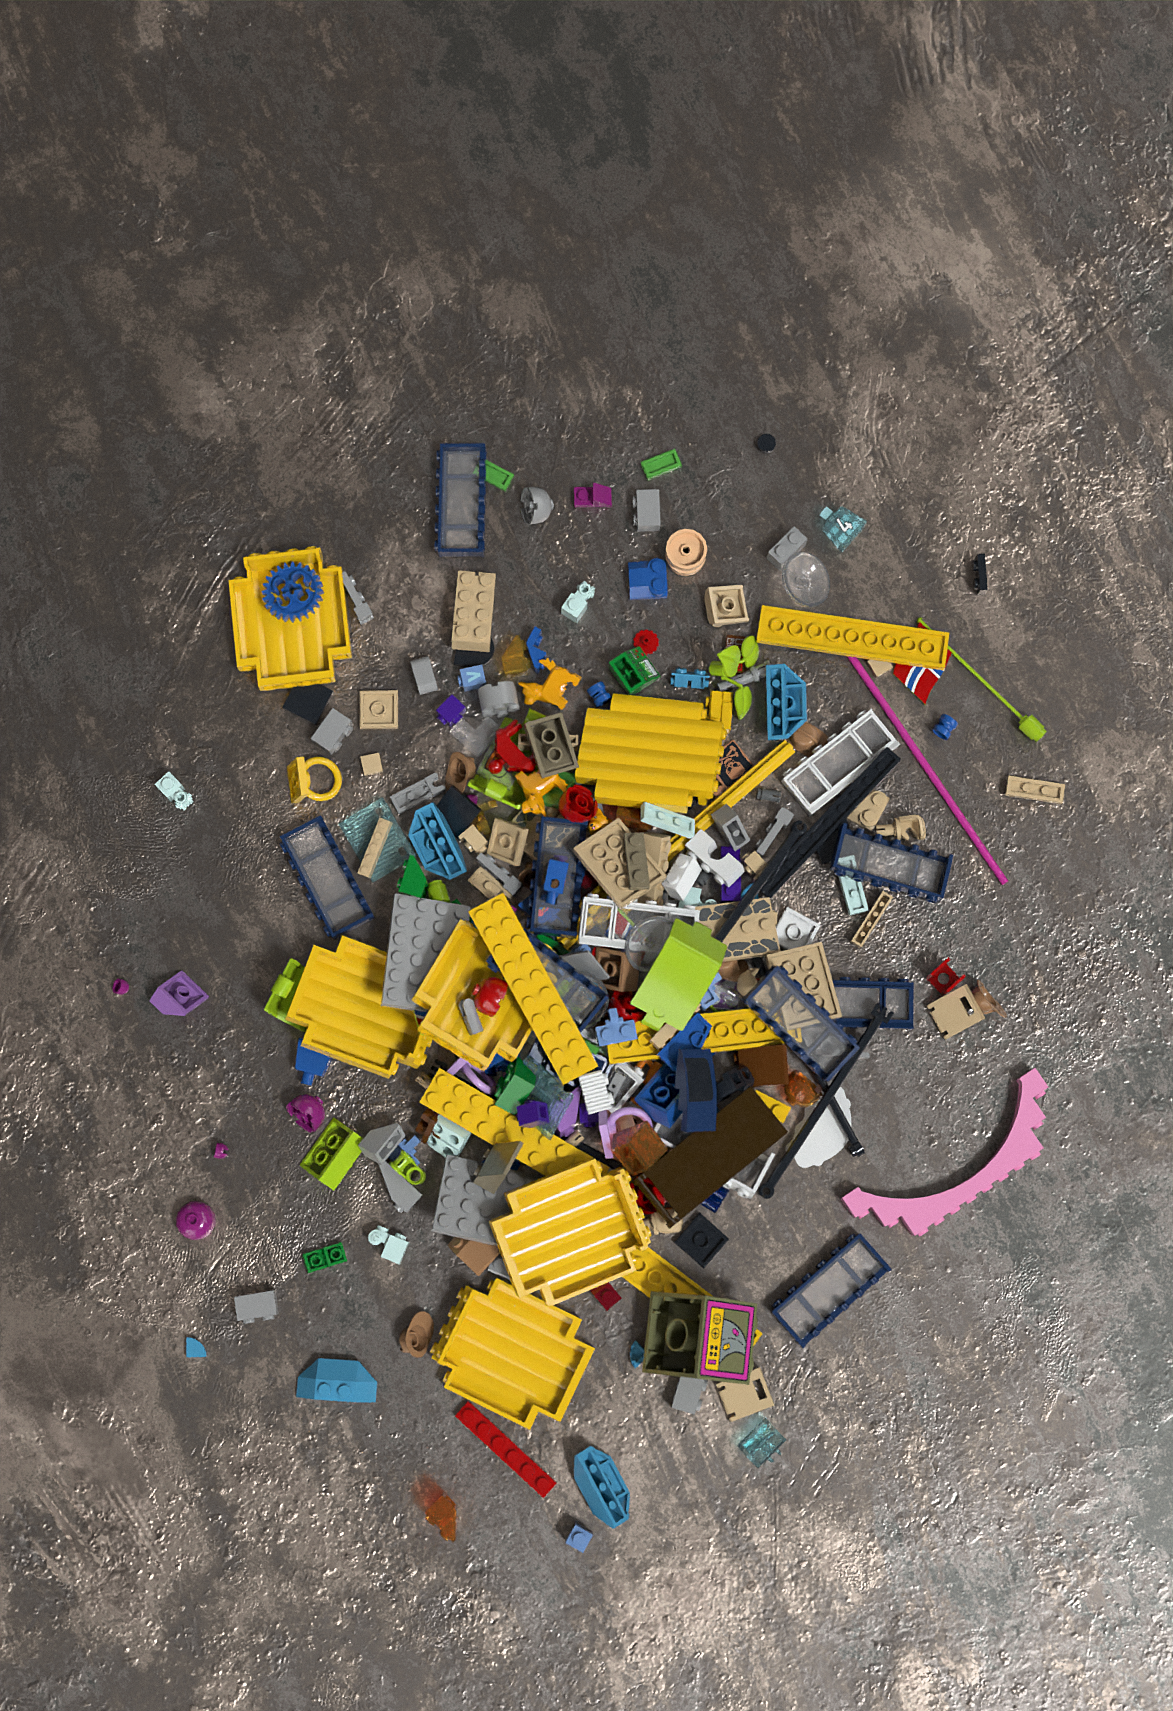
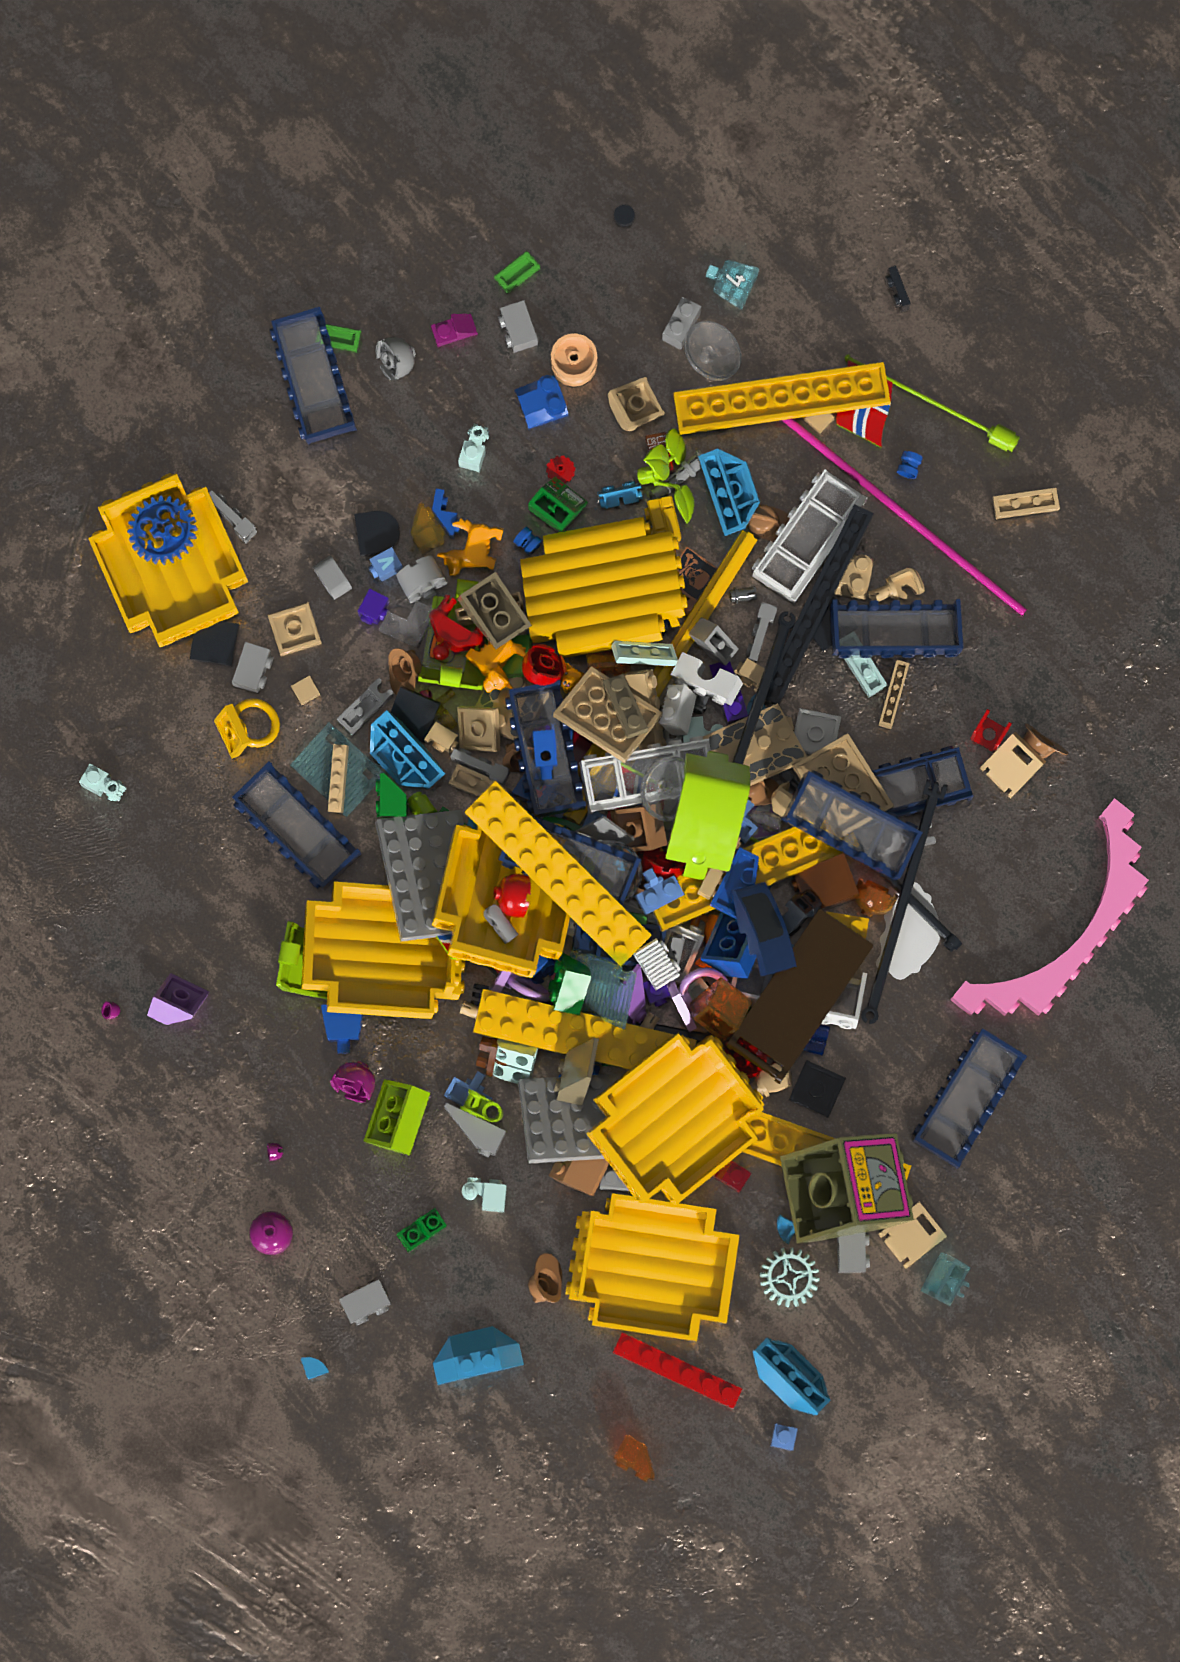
camera: 15 degrees left, 0 degrees up
(381, 1142) = (444, 1088): light grey slope -> none
(473, 611) = (364, 492): tan piece -> none
(532, 1114) = (597, 1006): dark purple brick -> none
(625, 1415) = (785, 1260): none -> light aqua gear

